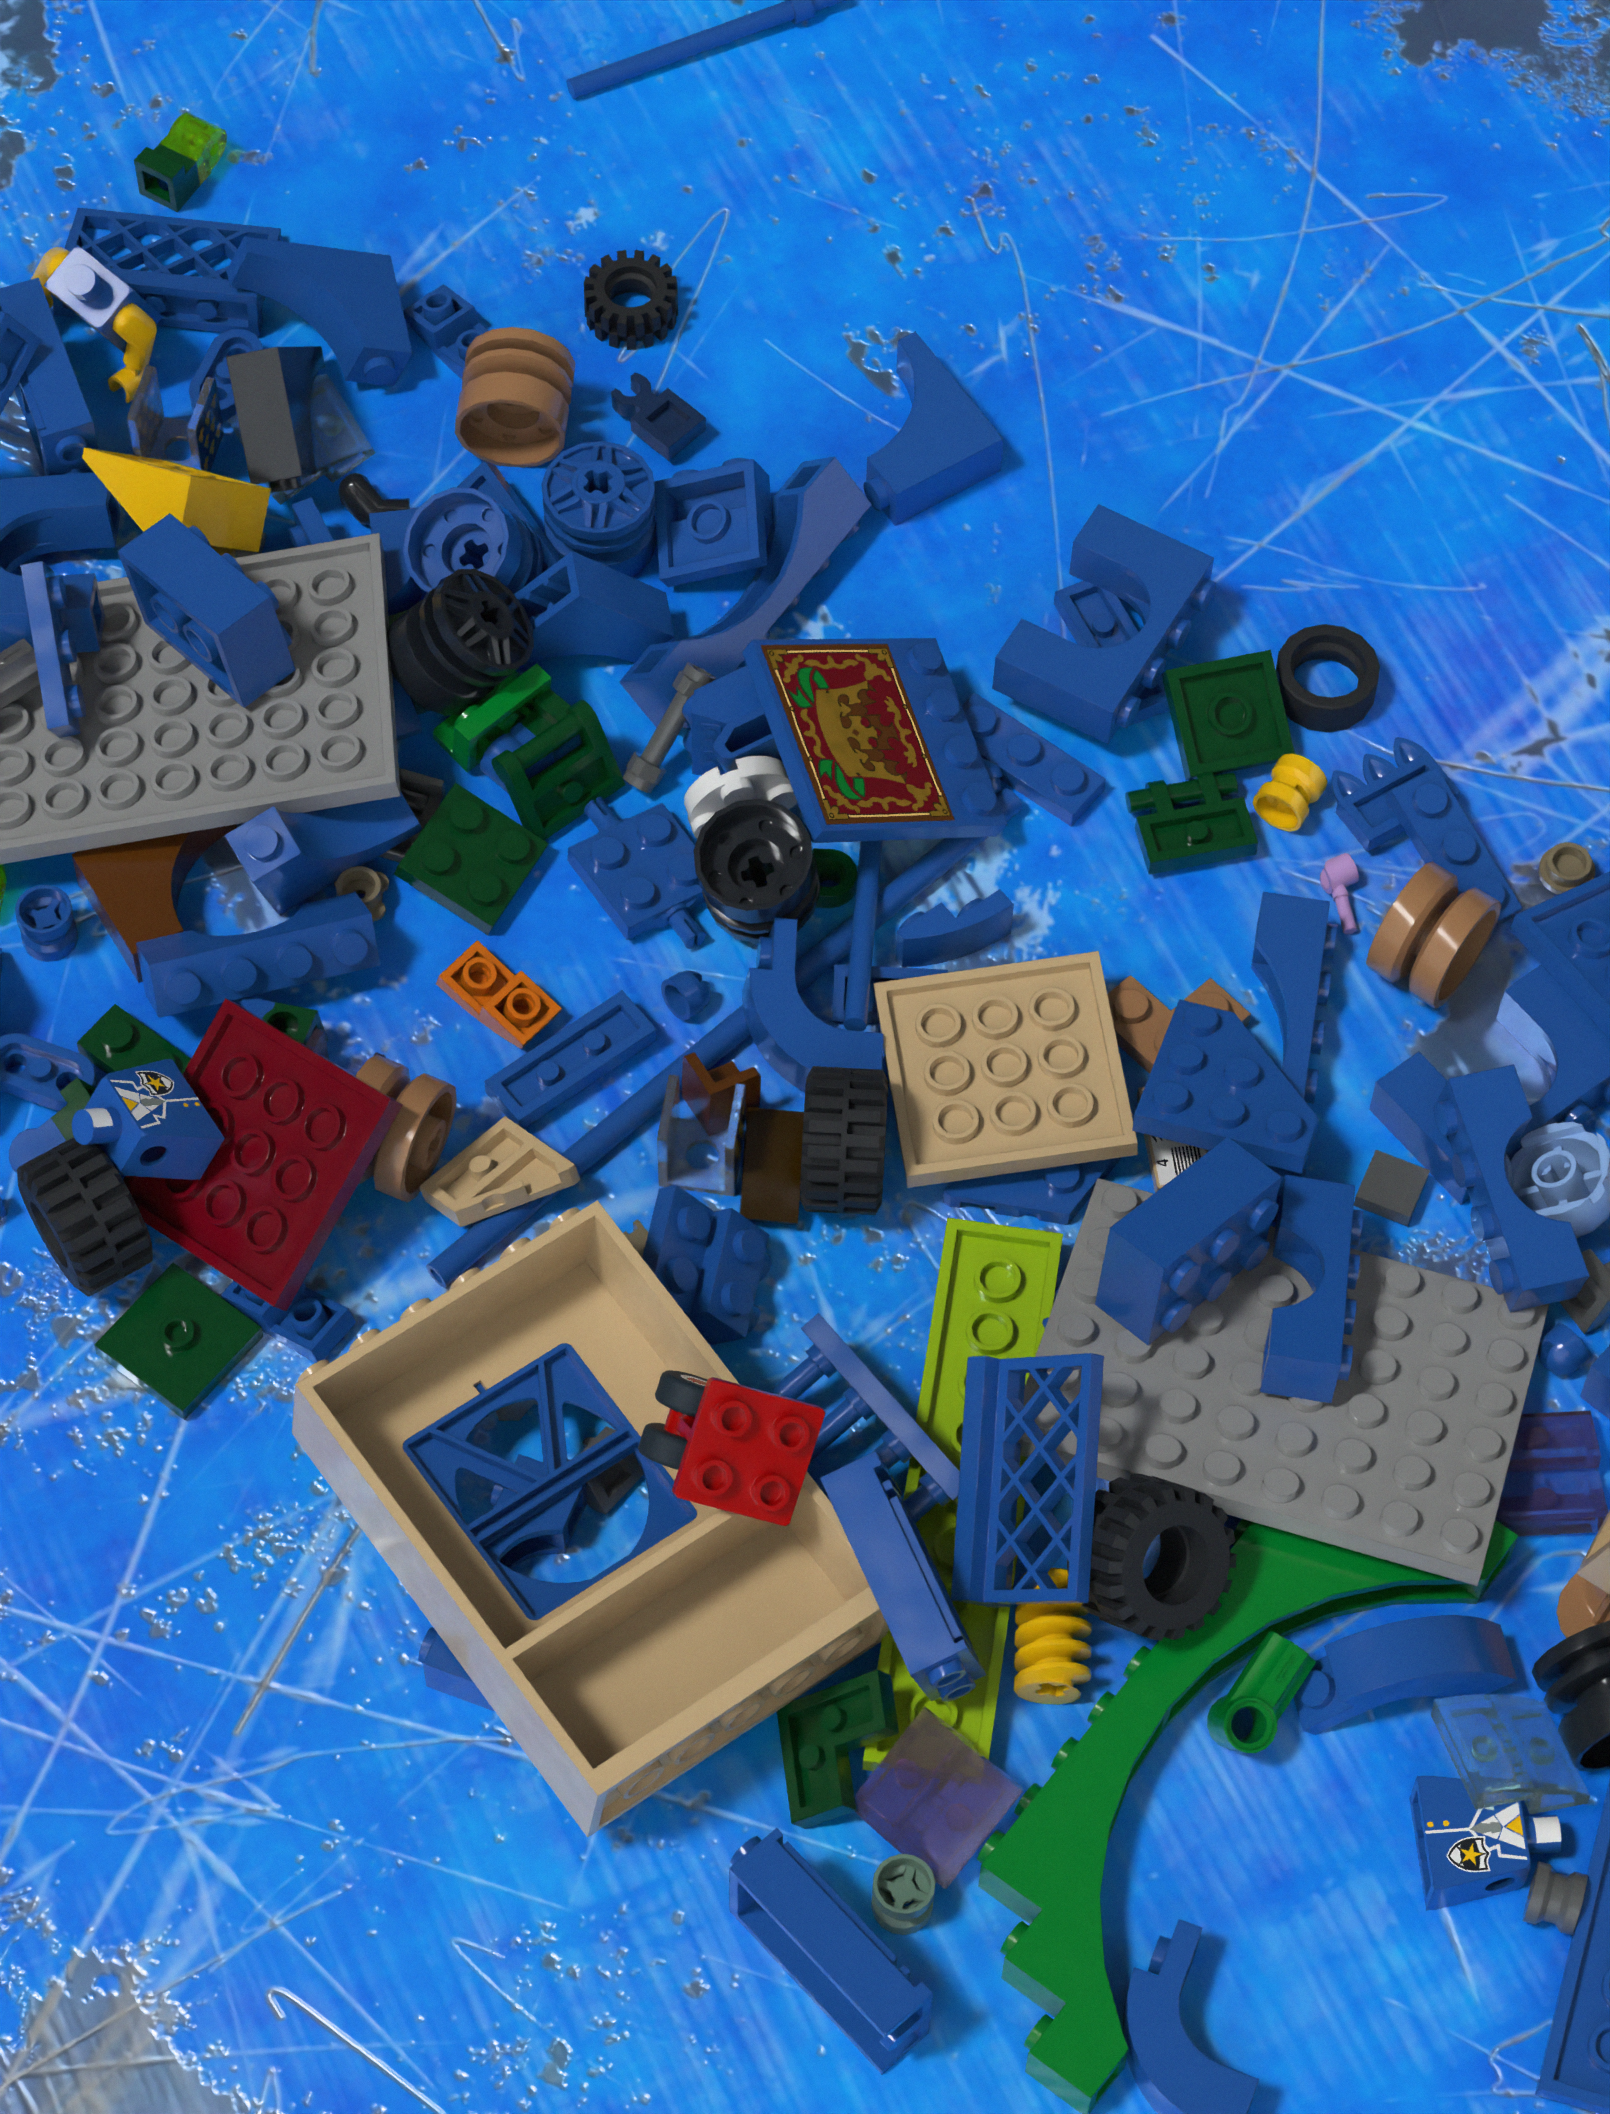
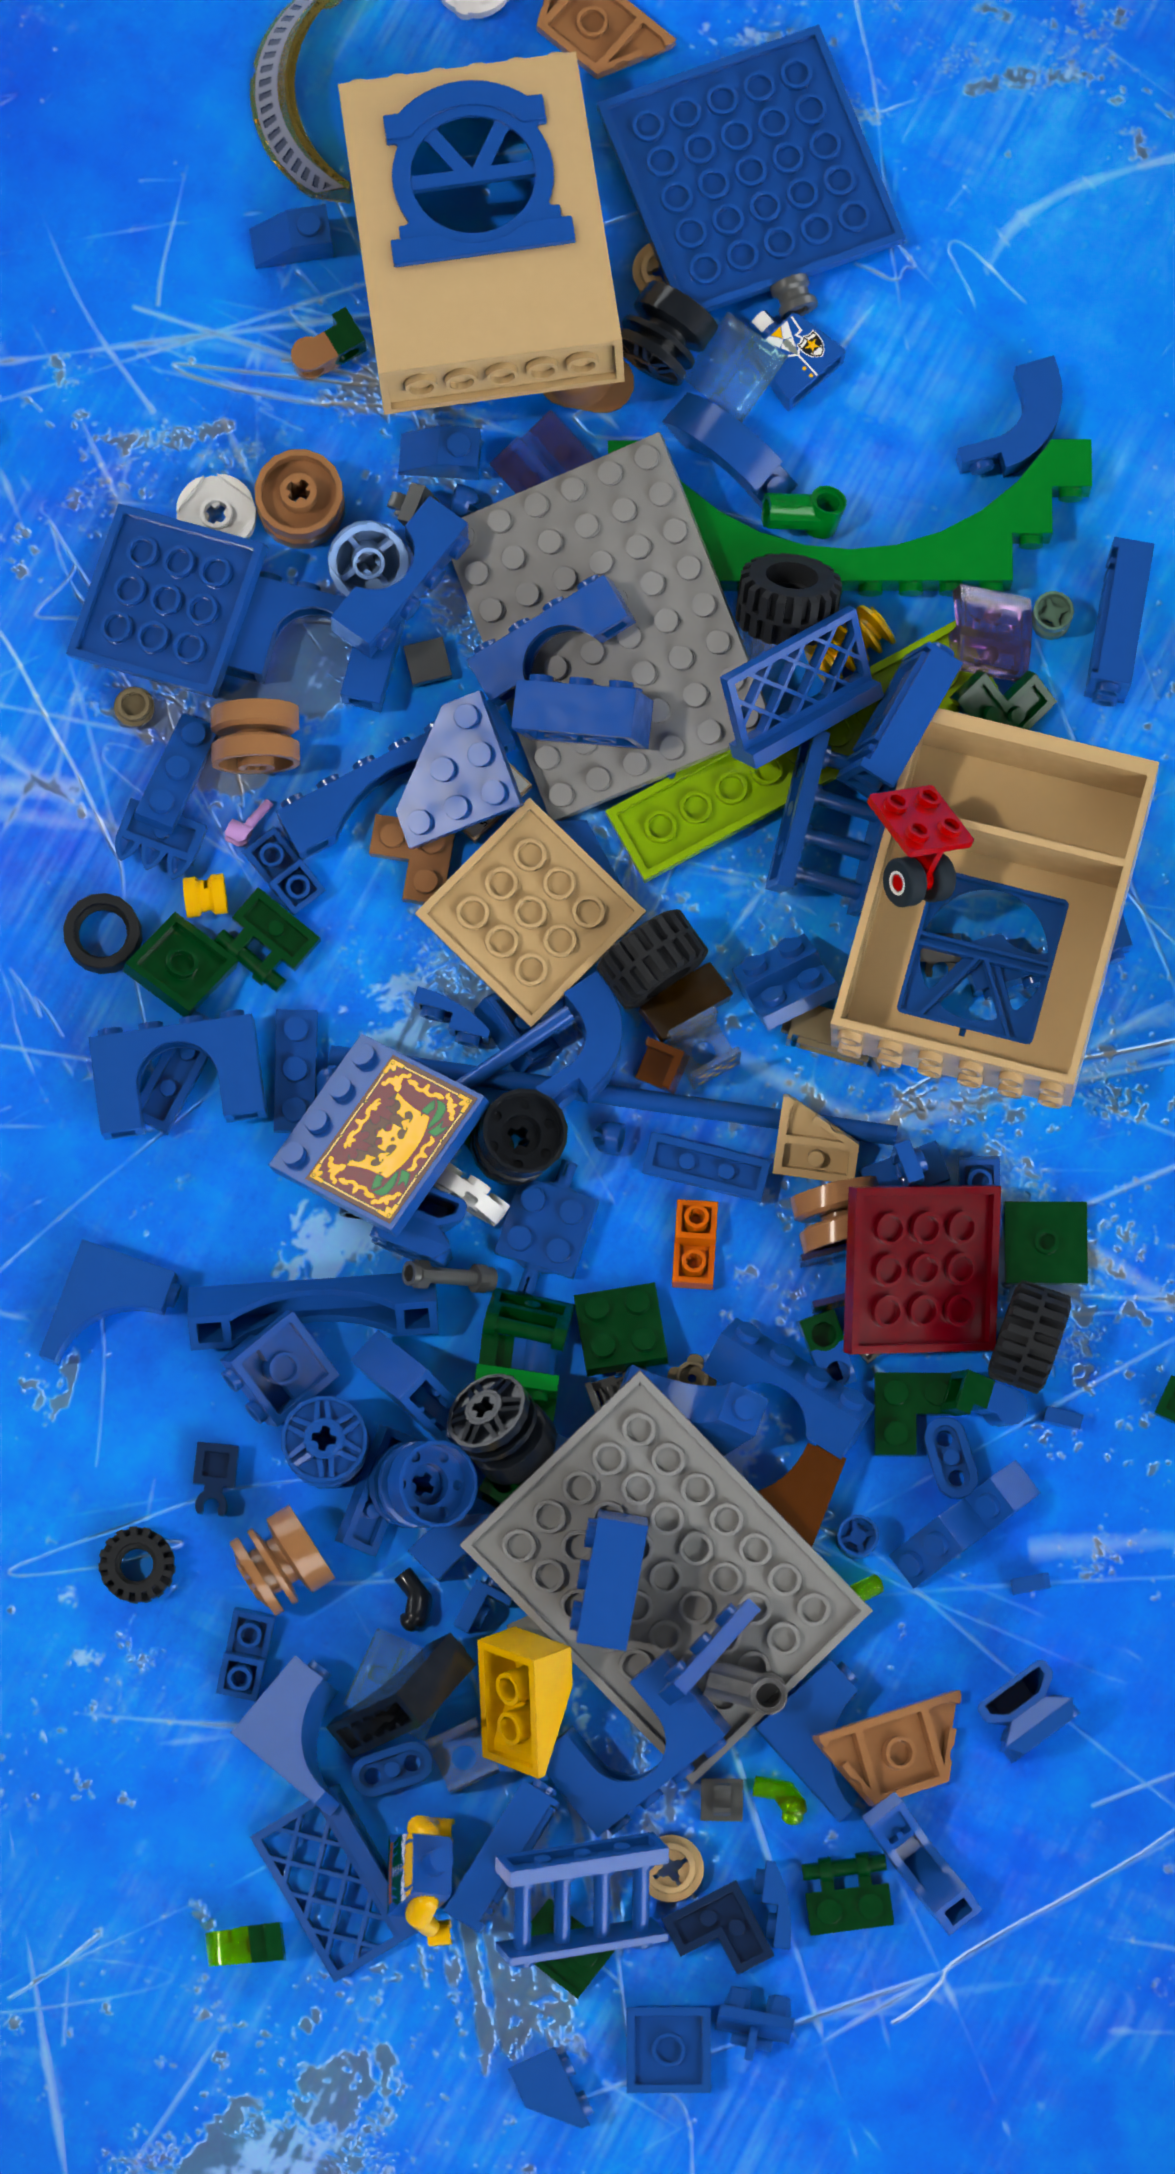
camera: 125 degrees left, 20 degrees up
(149, 1123) = (959, 1334): blue torso -> none
(386, 1245) = (910, 1166): none -> blue bracket
(1235, 884) = (283, 870): none -> blue slope

